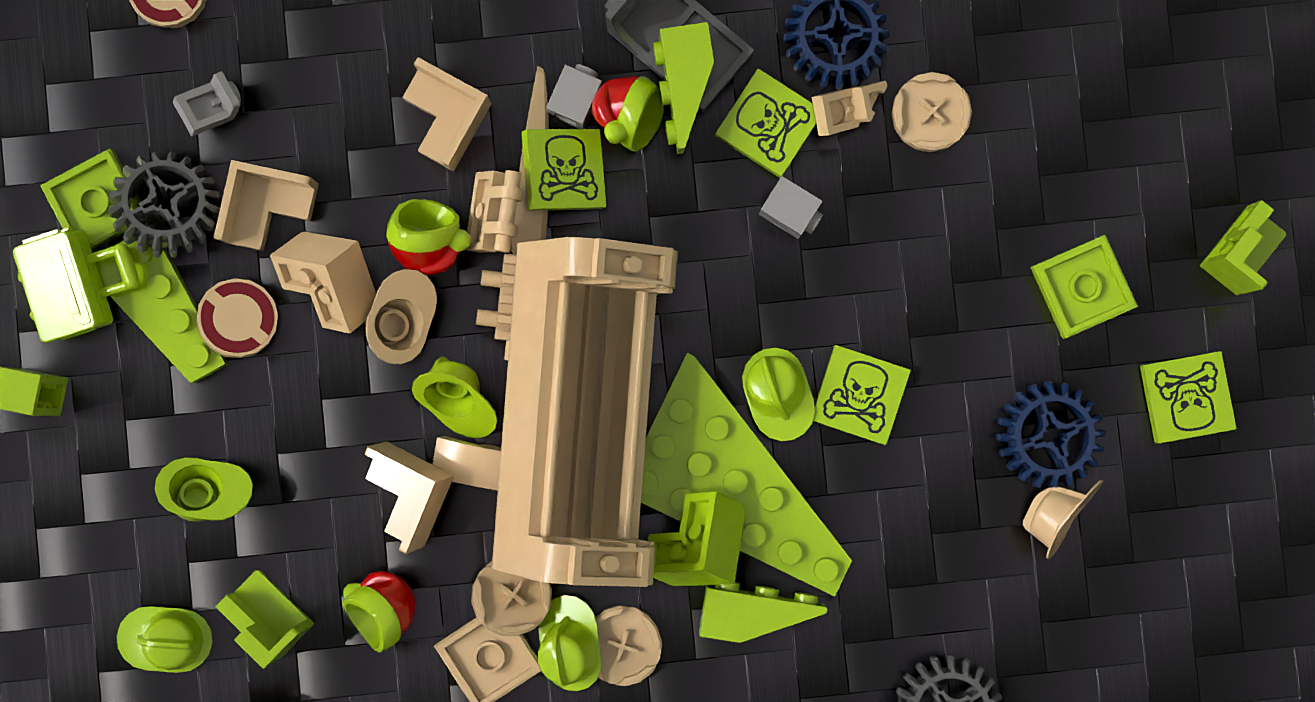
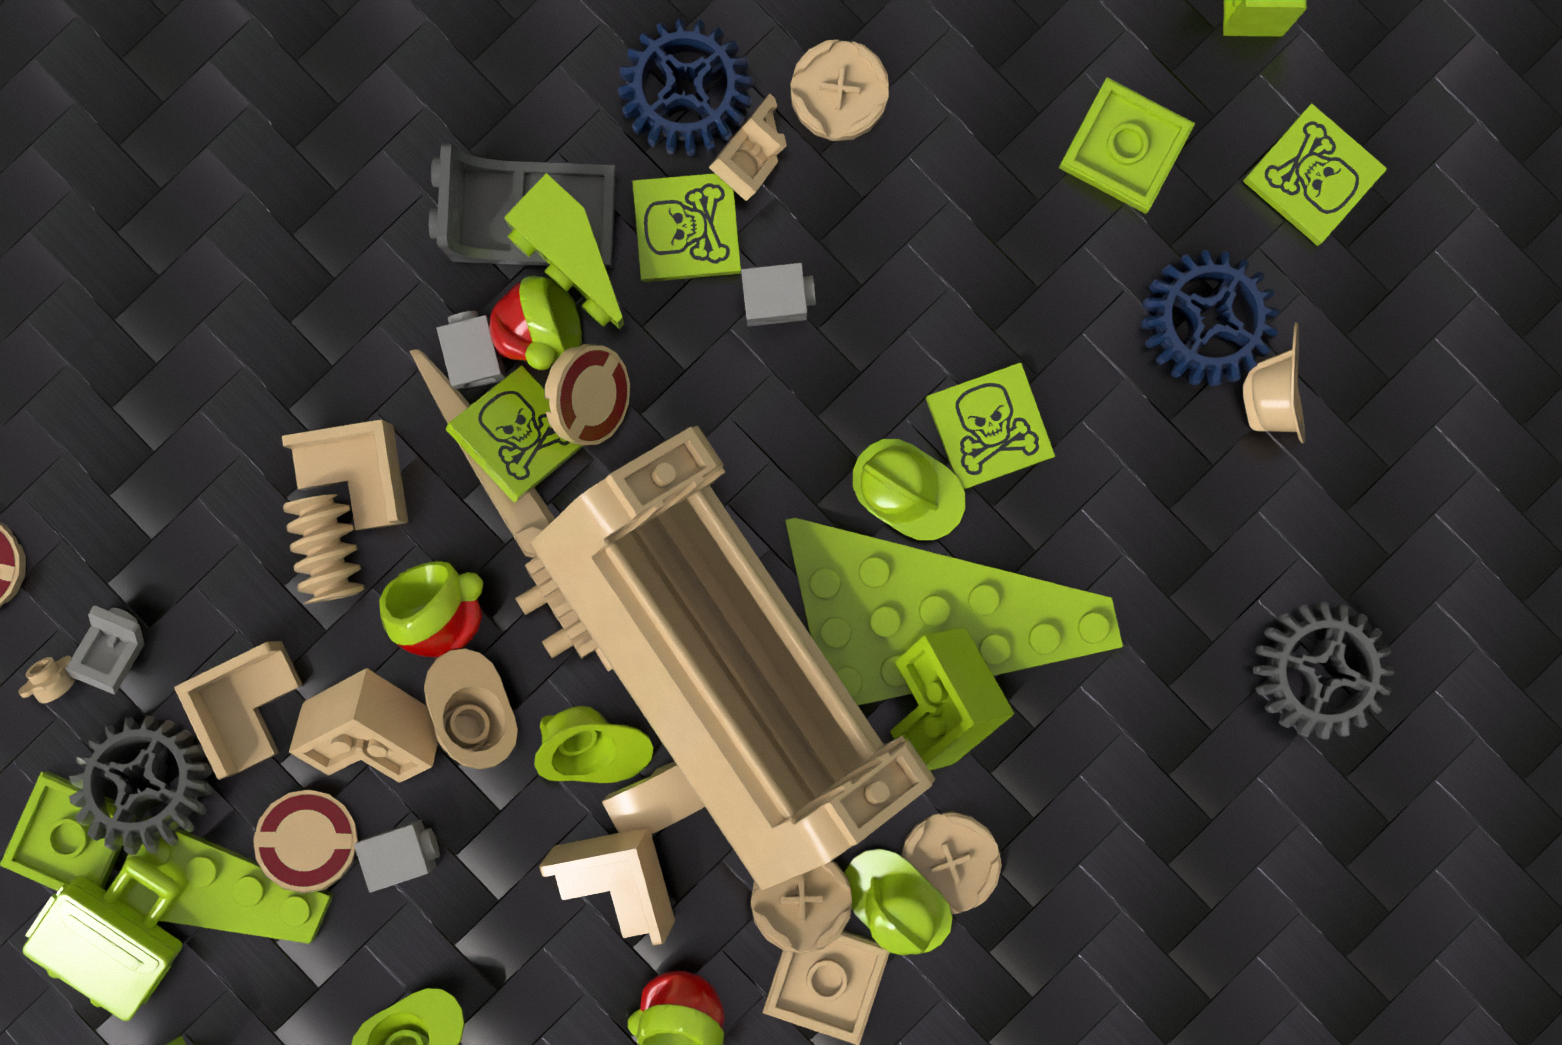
camera: 40 degrees left, 0 degrees up
(158, 95) = (47, 679): none -> tan plate
(286, 371) = (397, 855): none -> light grey brick
(388, 146) = (323, 548): none -> tan piece
(494, 211) = (480, 530): tan plate -> none
(625, 178) = (587, 394): none -> tan tile
(744, 615) = (1048, 736): lime slope -> none

